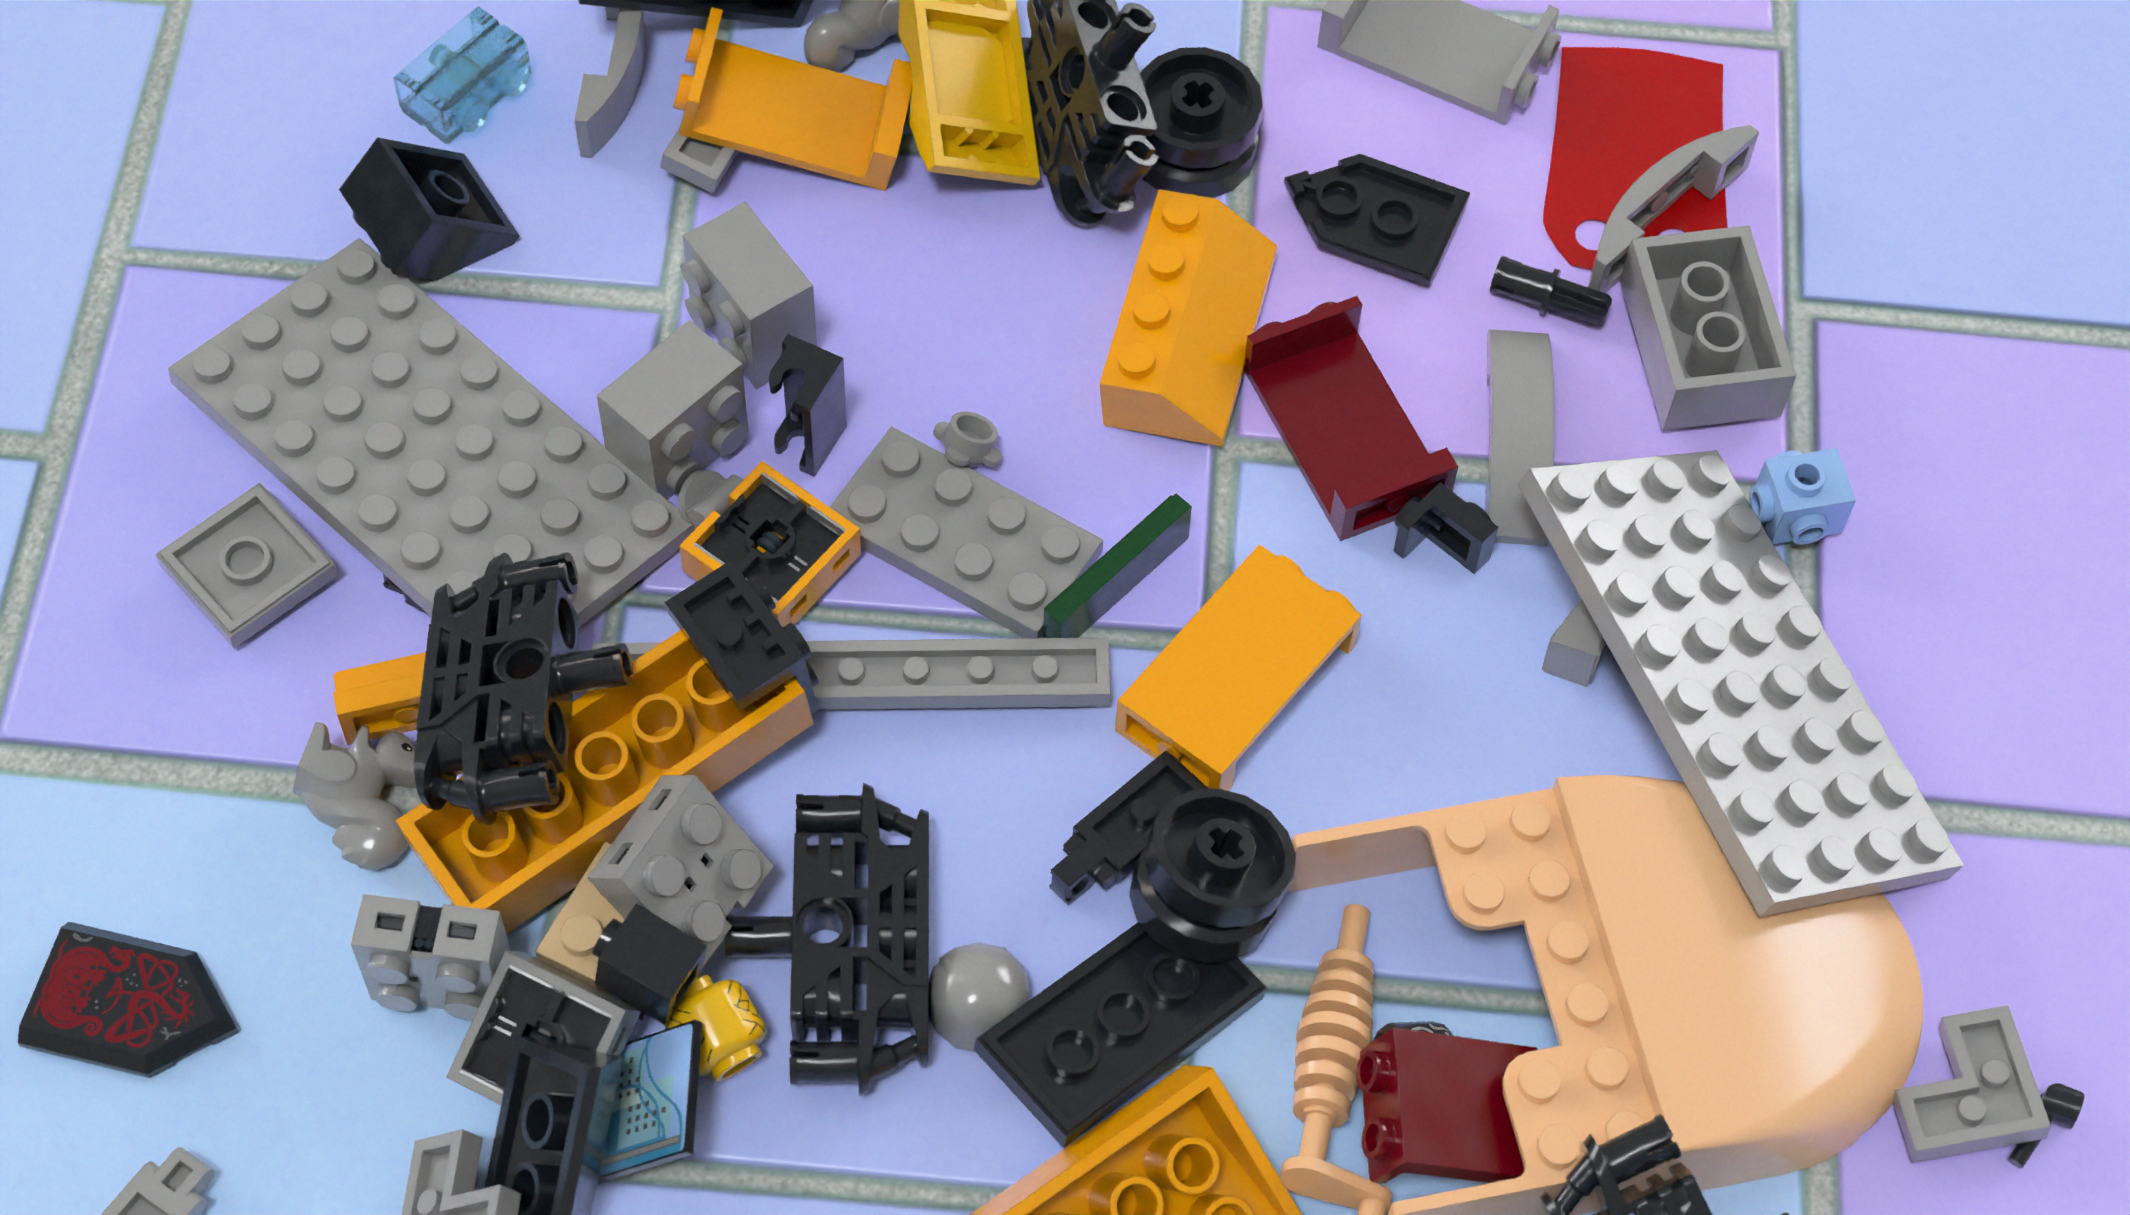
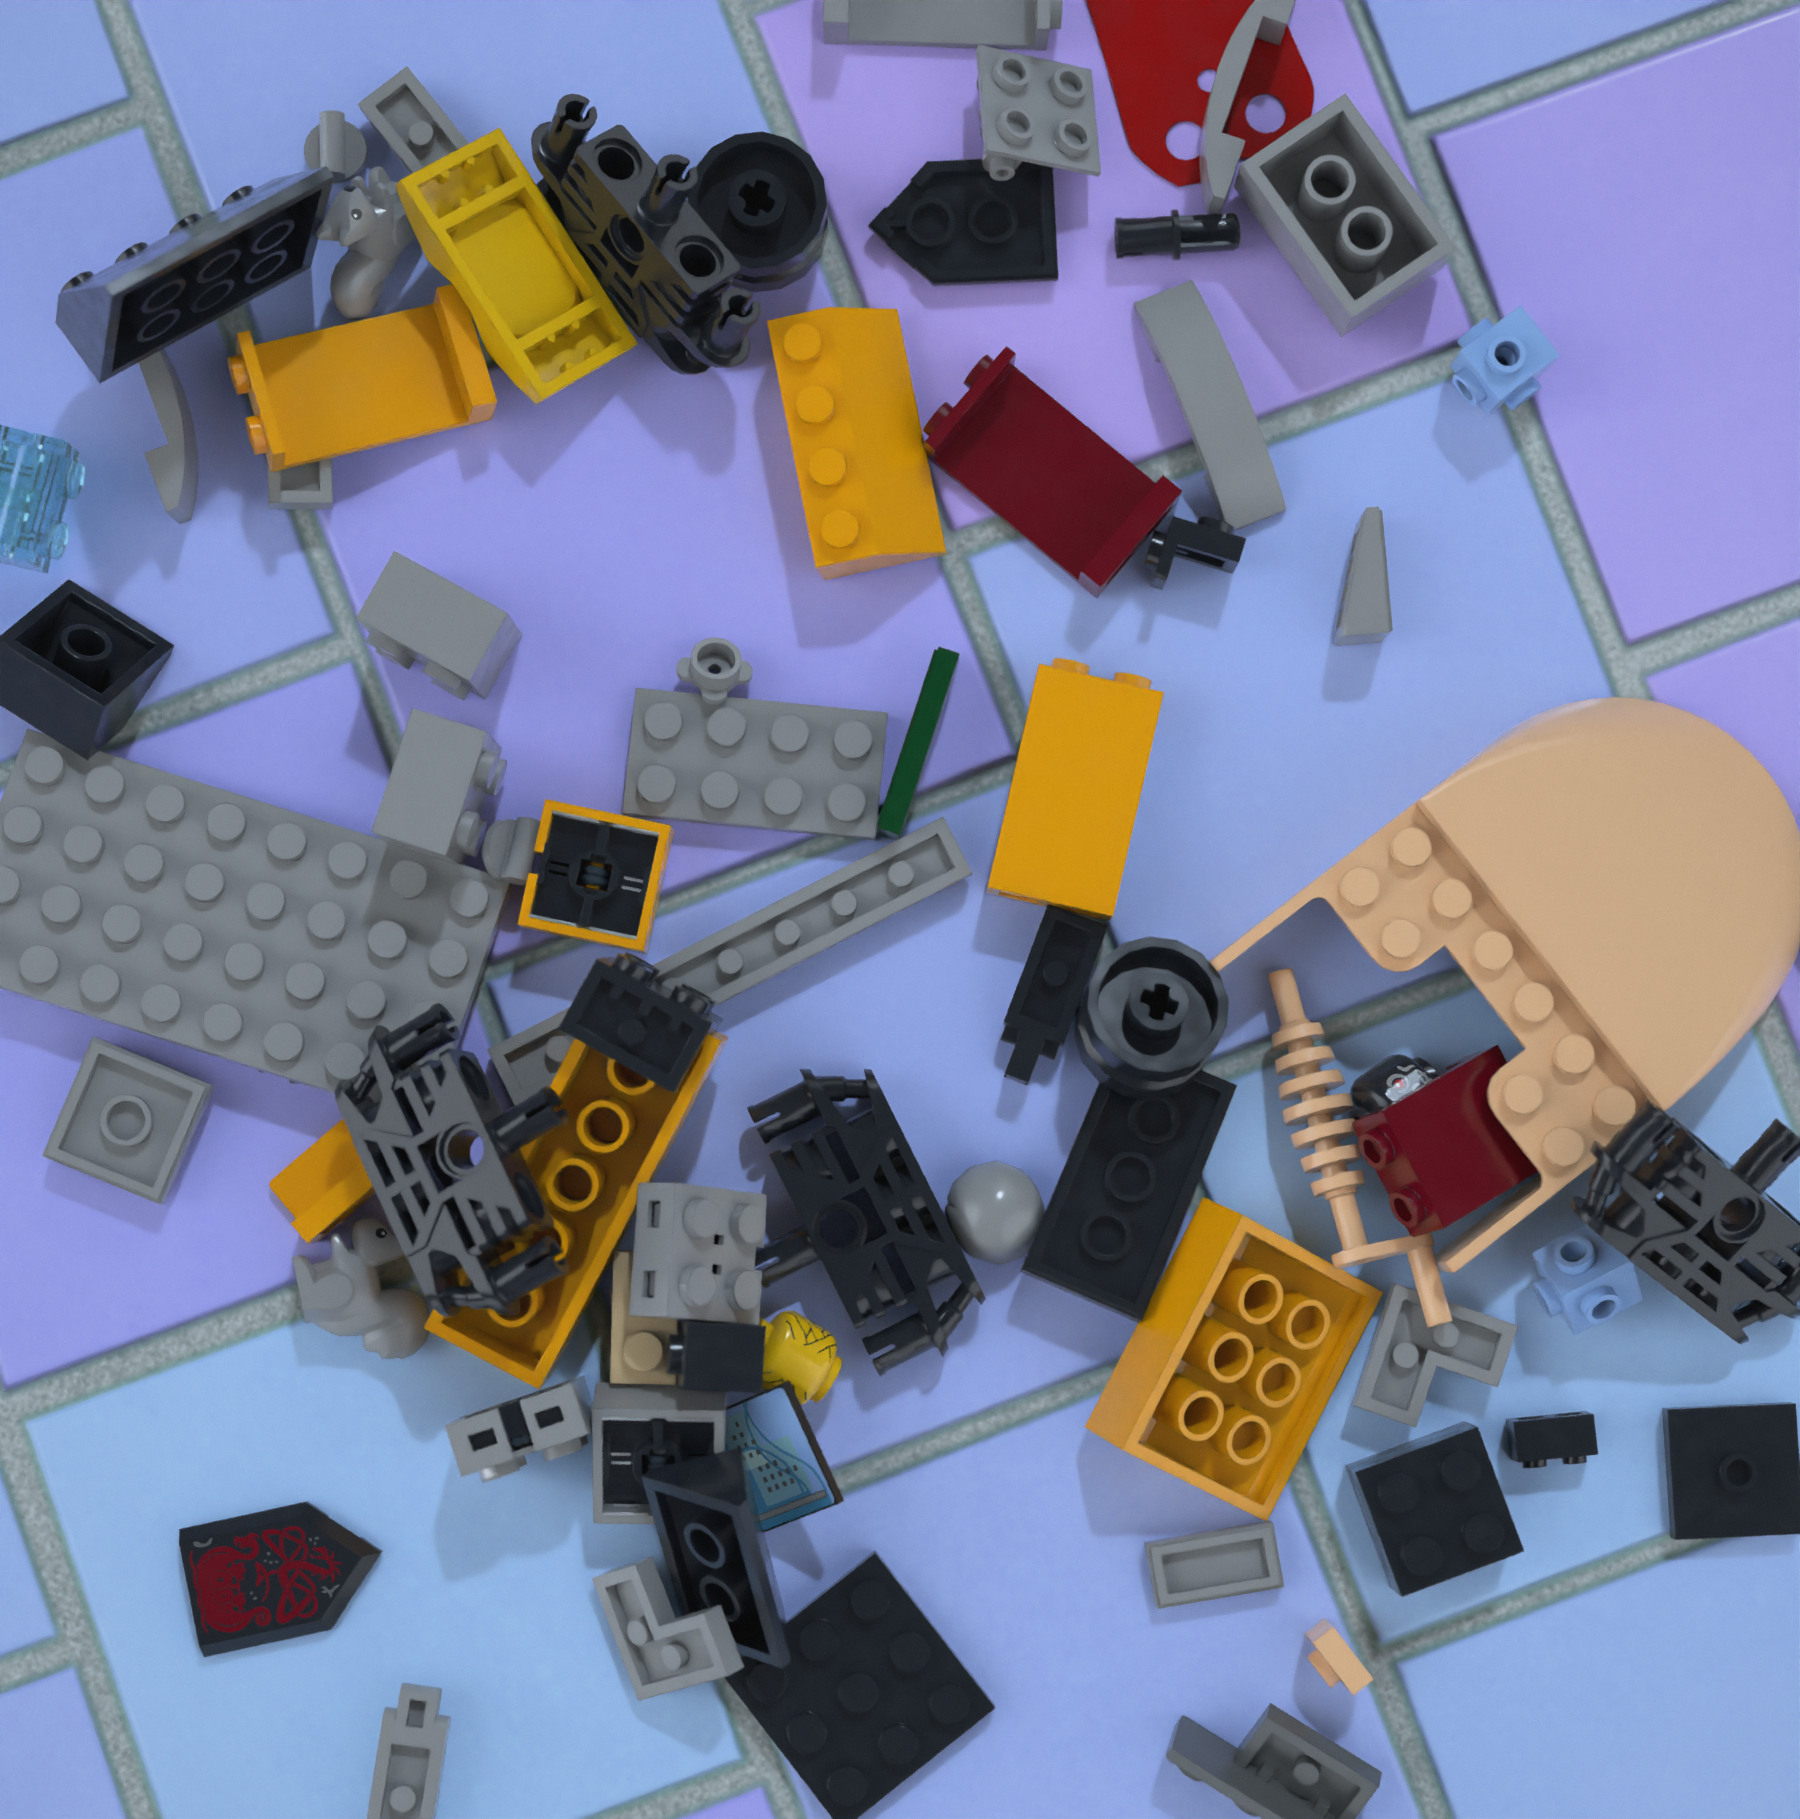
camera: 25 degrees left, 25 degrees up
(812, 400) = (555, 711): black hinge -> none
(1469, 147) = (1035, 114): none -> light grey hinge
(1740, 680) = (1520, 589): plate -> none

